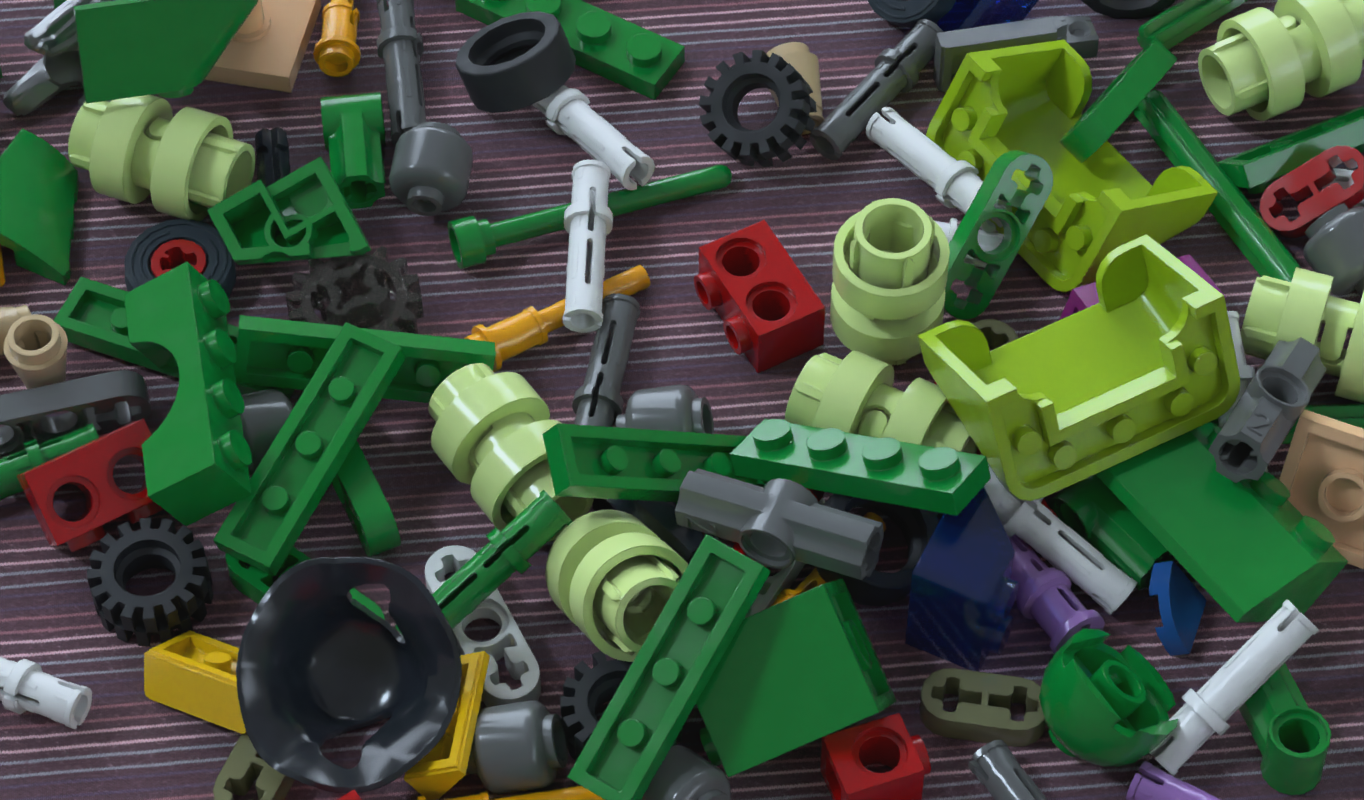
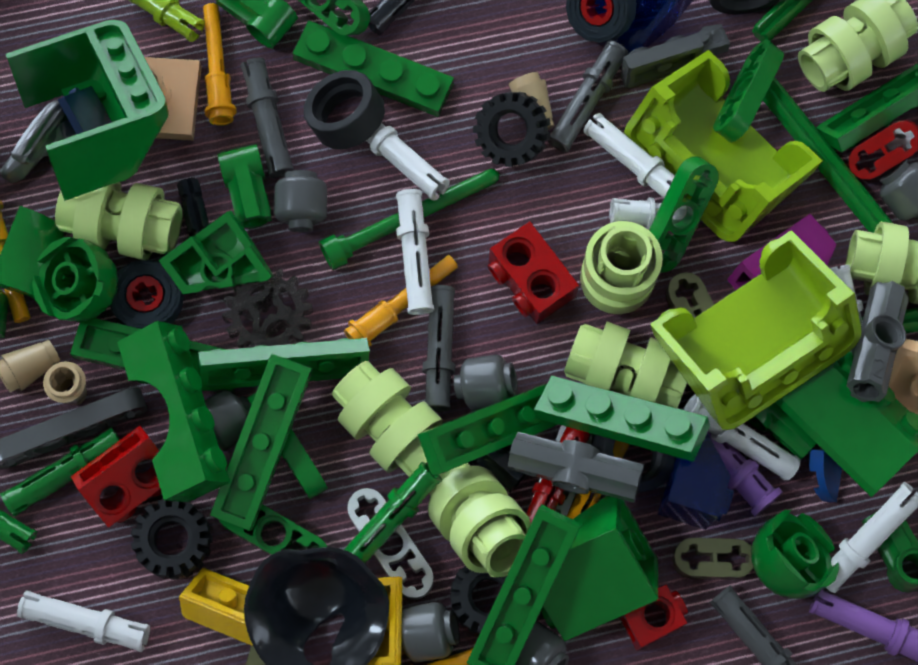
camera: 10 degrees left, 20 degrees up
(82, 223) = (75, 280): none -> green cylinder

